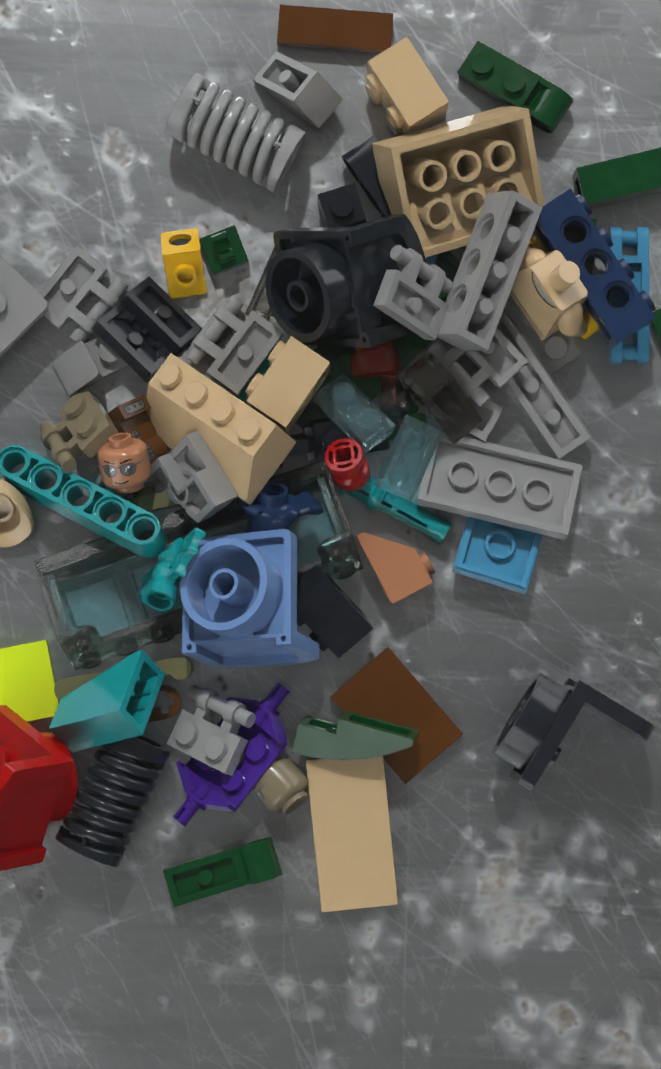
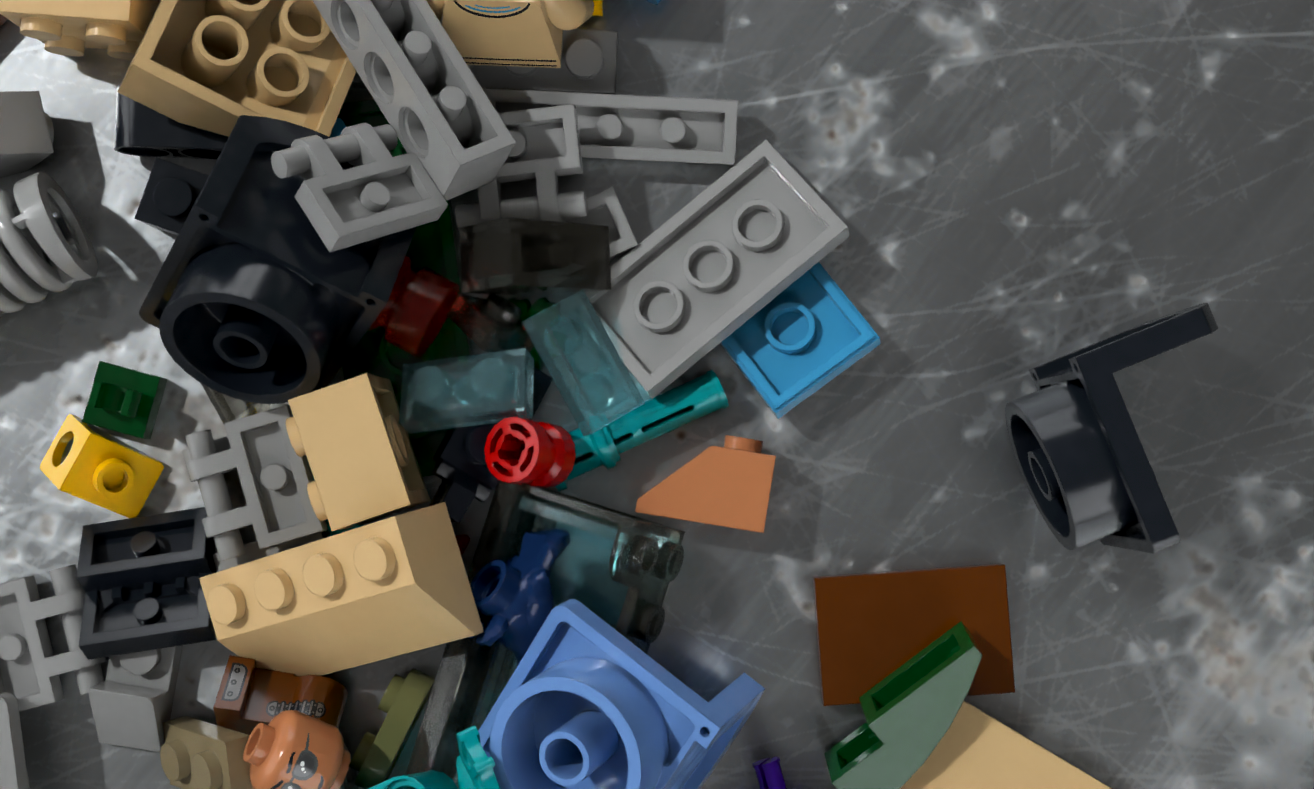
camera: 50 degrees left, 0 degrees up
(194, 478) = (390, 678): light grey slope -> none
(329, 612) = (710, 626): black brick -> none

